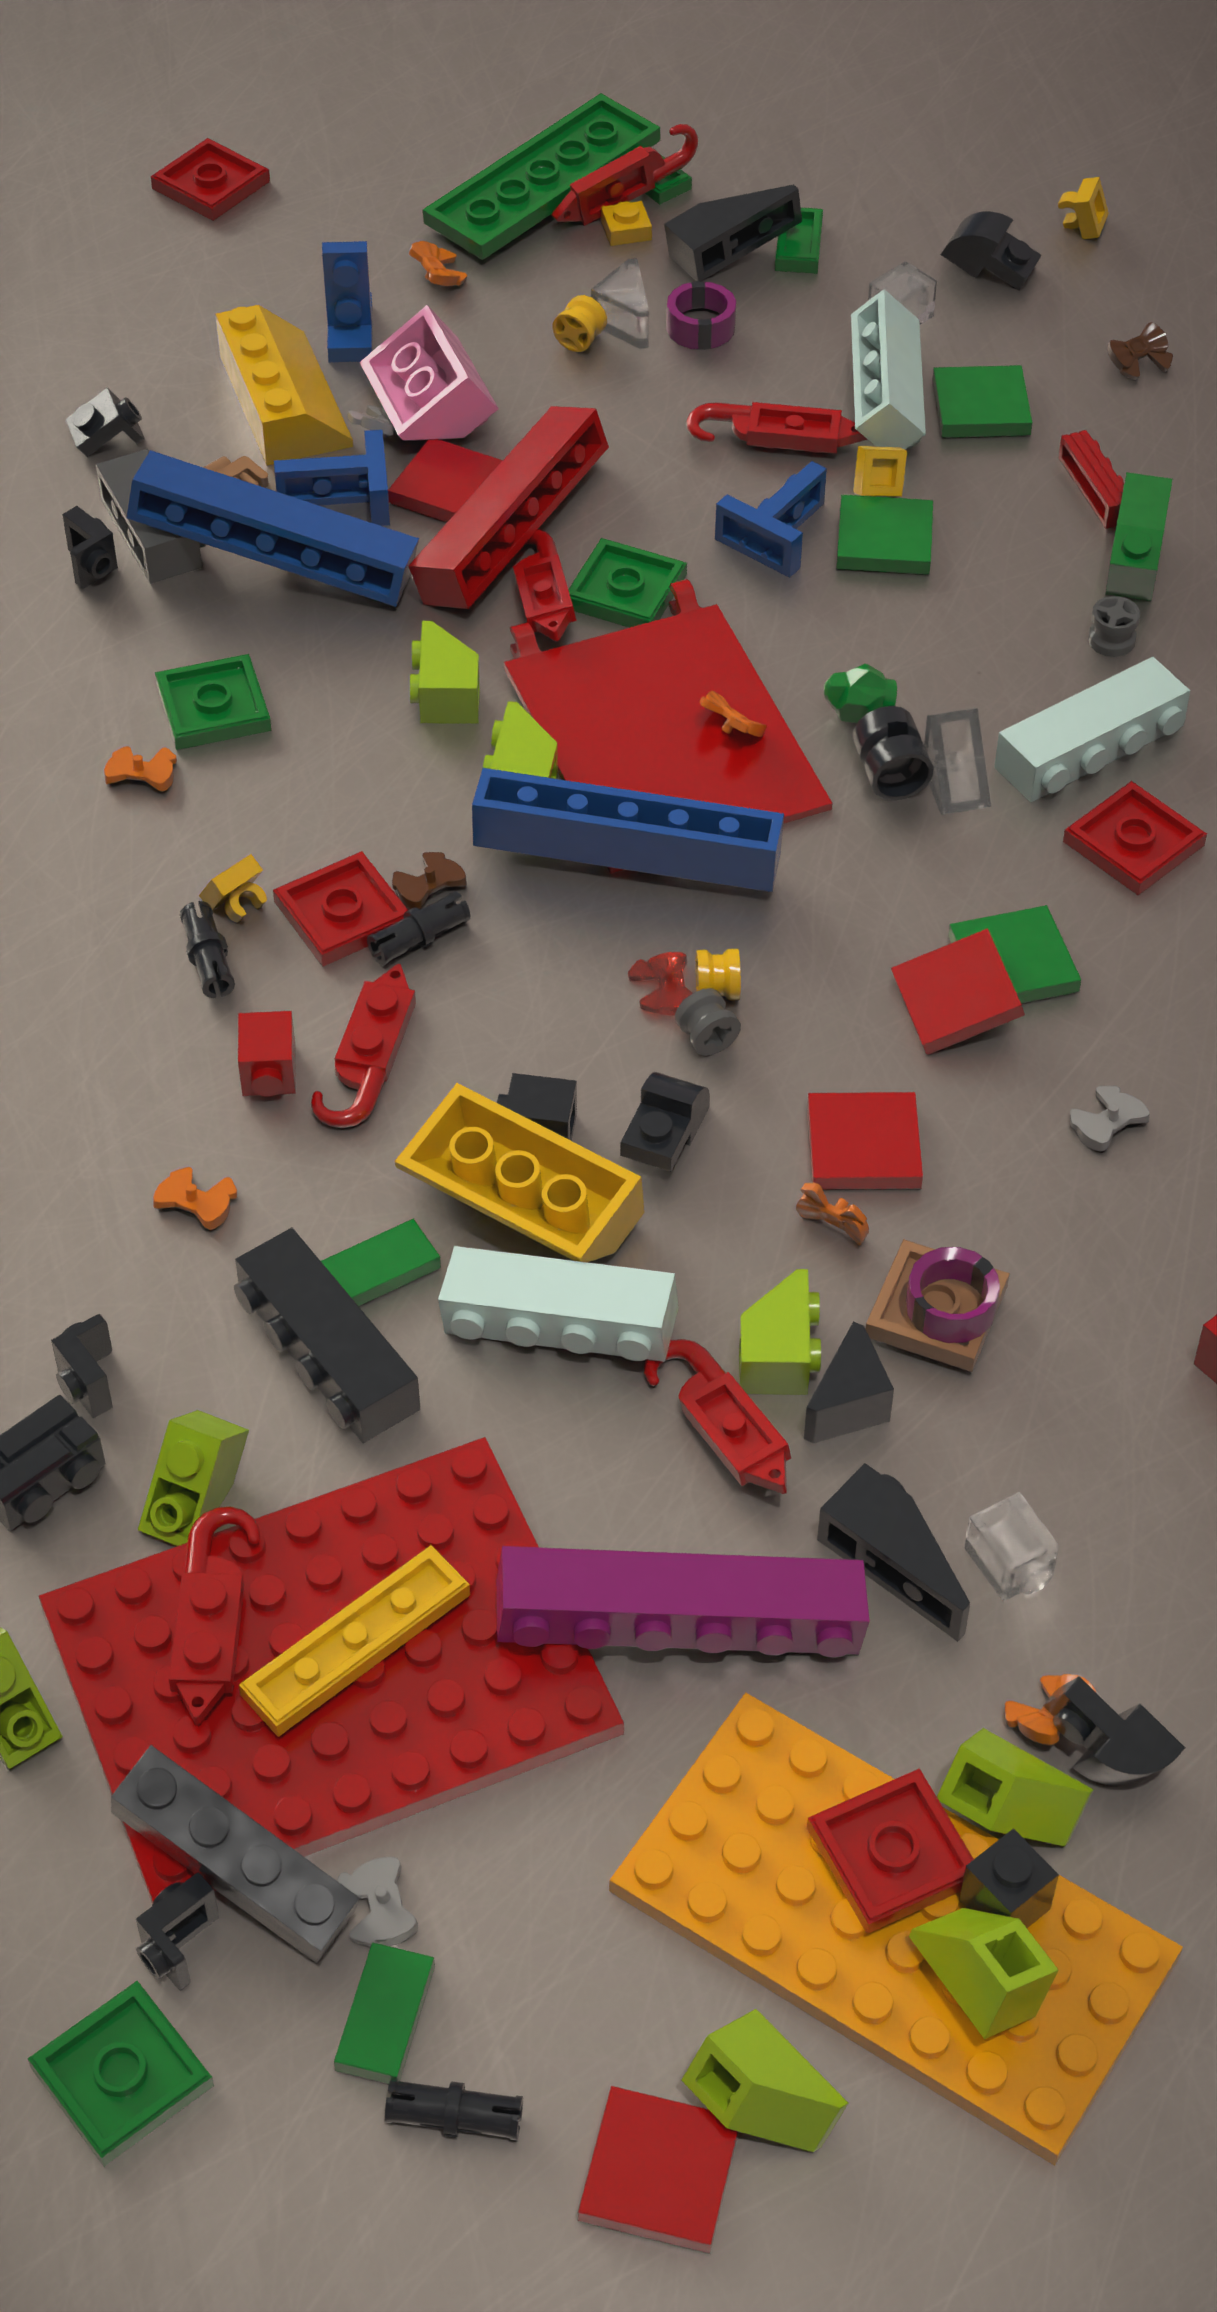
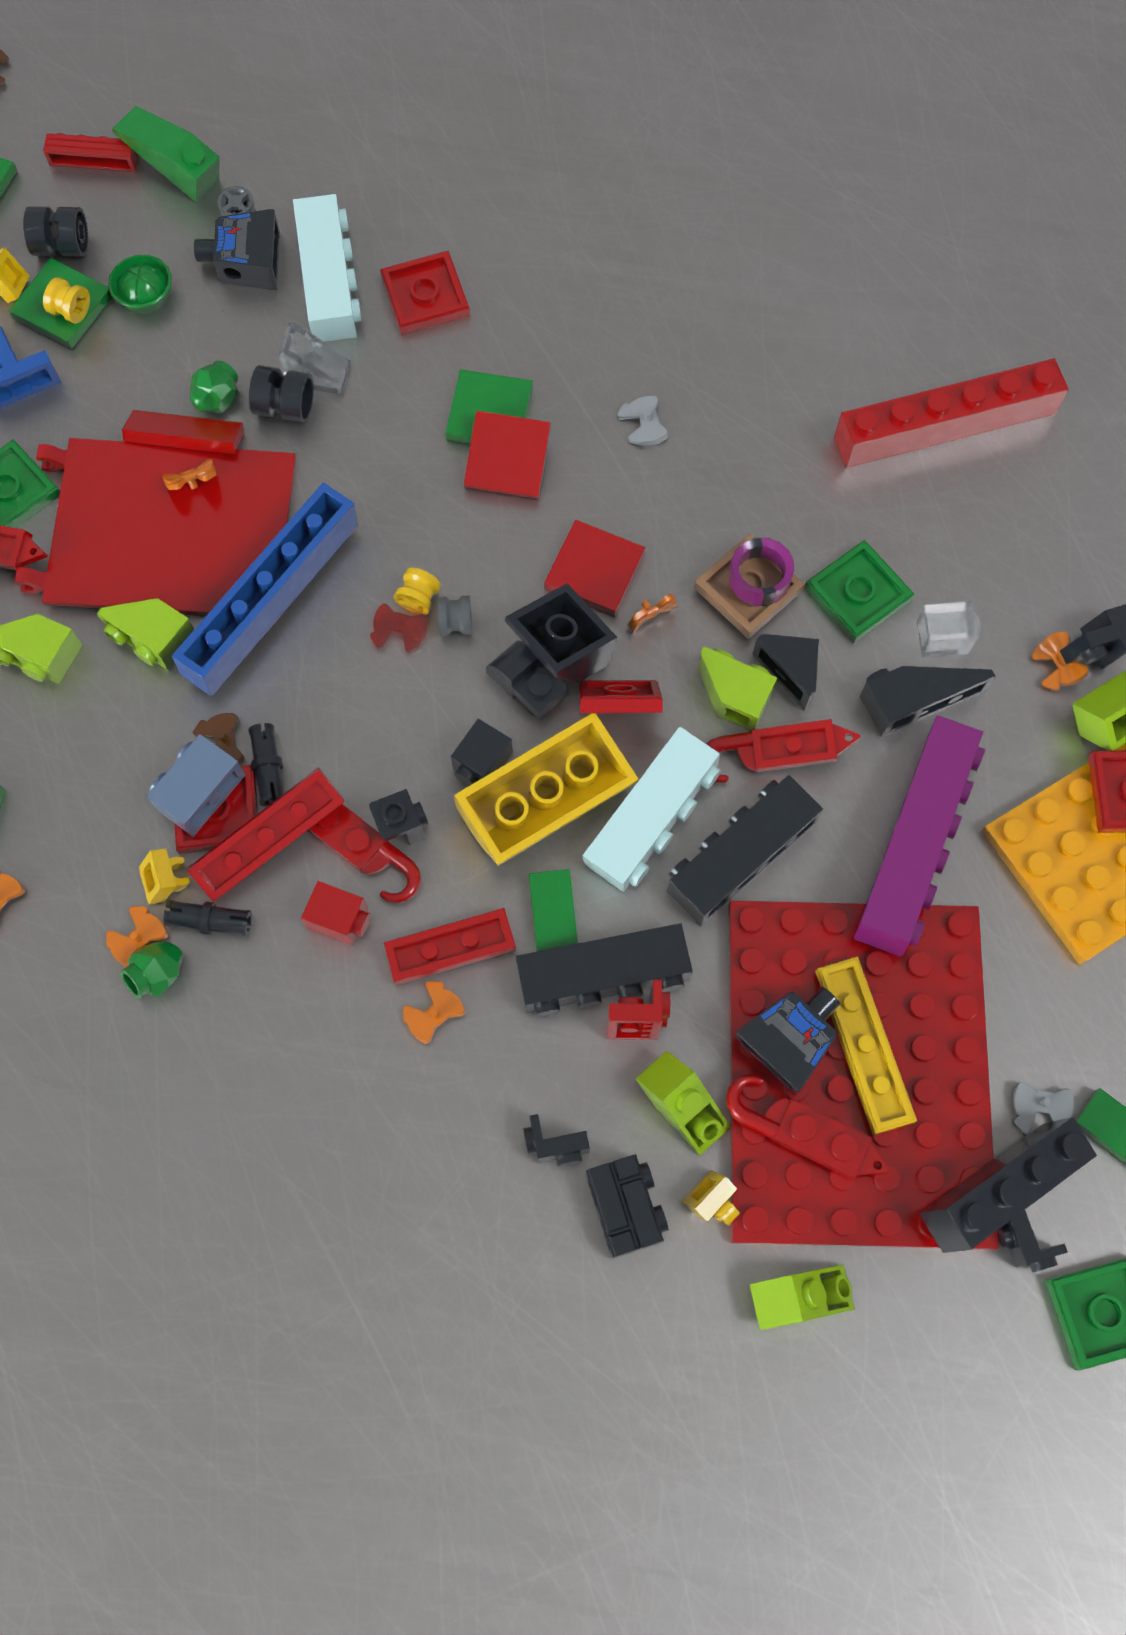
camera: 65 degrees left, 20 degrees up
(82, 1551) = (711, 1198): none -> yellow tile
(121, 921) = (152, 969): none -> green rock
(145, 896) = (147, 929): none -> orange piece
(280, 1382) = (639, 1021): none -> red bracket
(282, 1177) = (449, 946): none -> red plate
(319, 1541) = (792, 1036): none -> torso
(327, 949) = (265, 834): none -> red plate
(350, 865) = (195, 784): none -> sand blue brick
(415, 1061) = (399, 816): none -> black bracket
(561, 1425) = (744, 849): none -> black brick
(688, 1209) = (620, 696): none -> red tile
(728, 1119) = (564, 634): none -> black slope
(790, 694) = (183, 432): none -> red tile
(875, 514) = (66, 300): none -> yellow wheel
(955, 586) = (140, 283): none -> green hat
(965, 487) = (55, 231): none -> black wheel
(1013, 1436) = (859, 591): none -> green tile
(1065, 651) = (244, 249): none -> black torso

